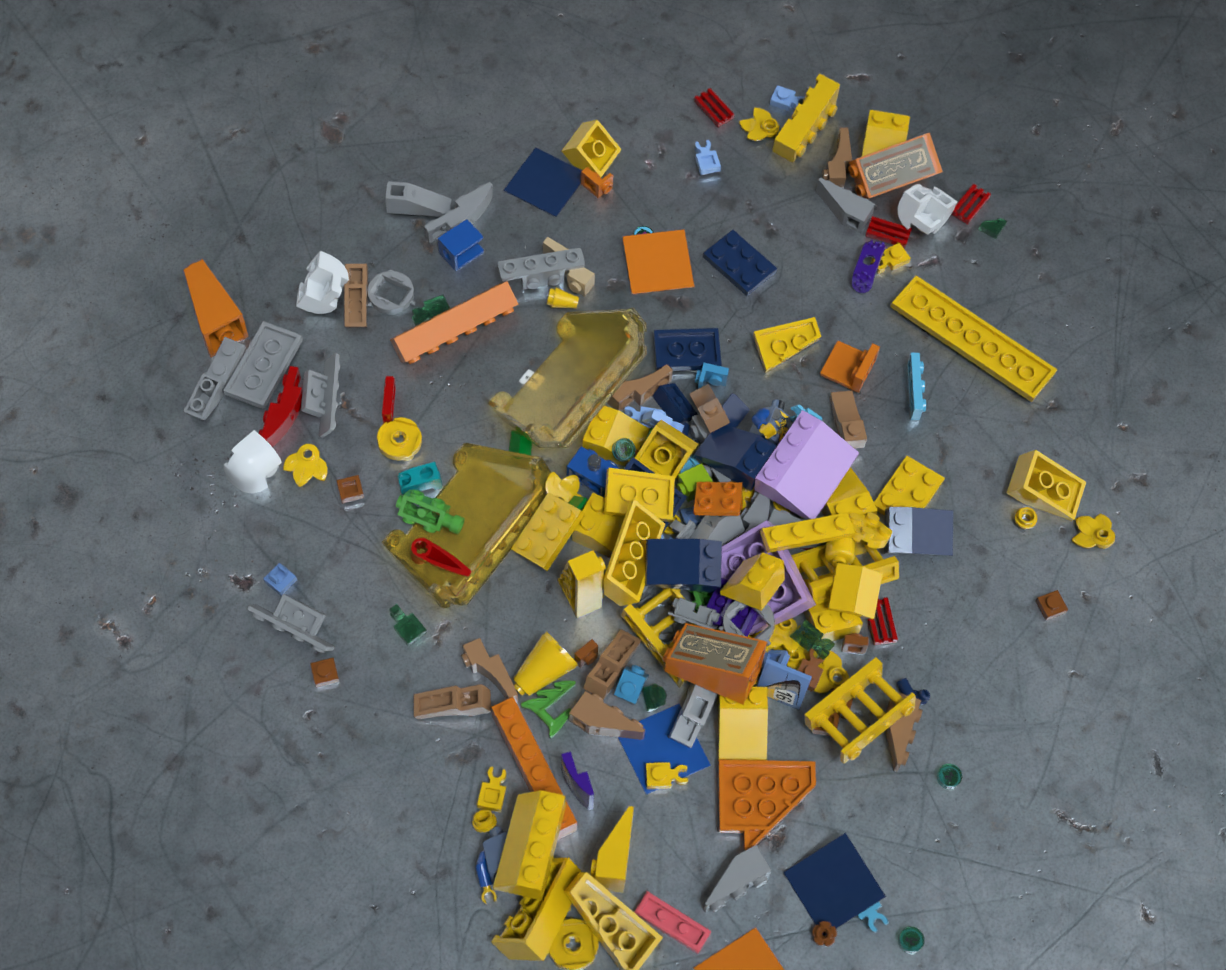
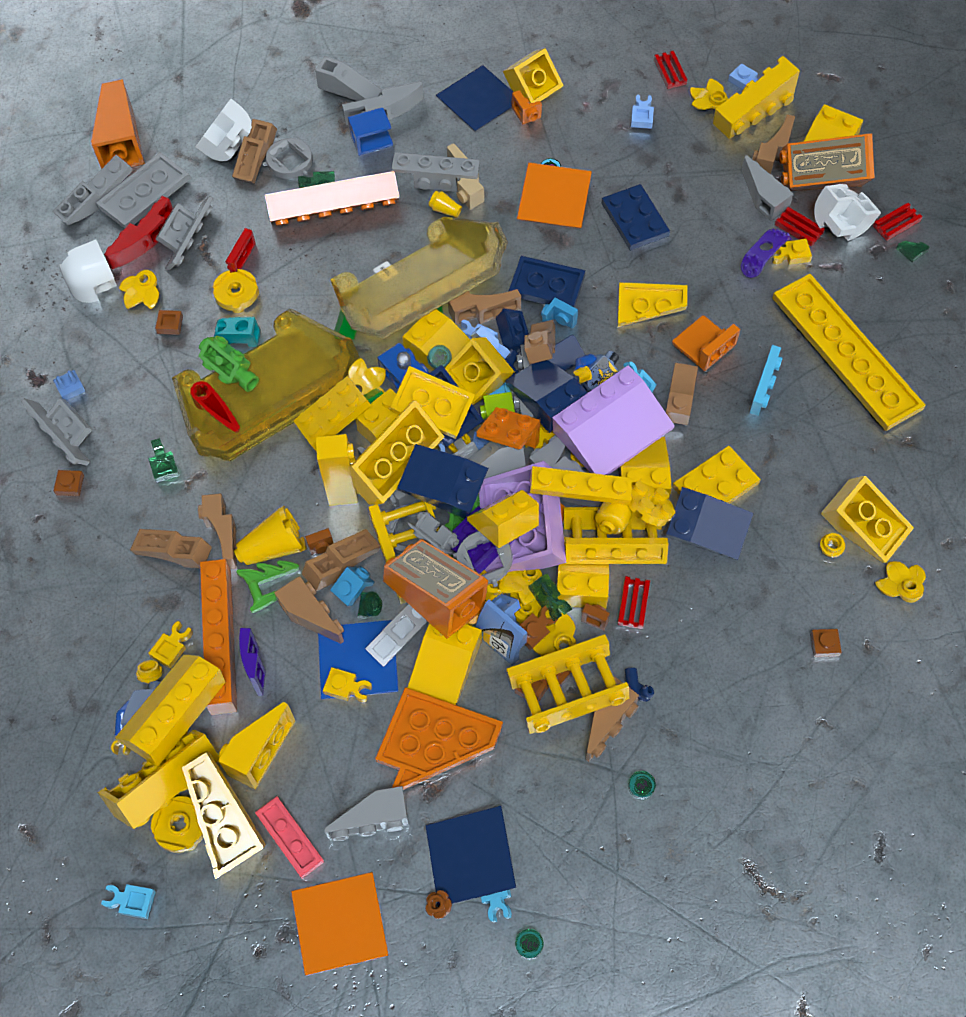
camera: 25 degrees right, 0 degrees up
(855, 590) = (610, 560): yellow slope -> none

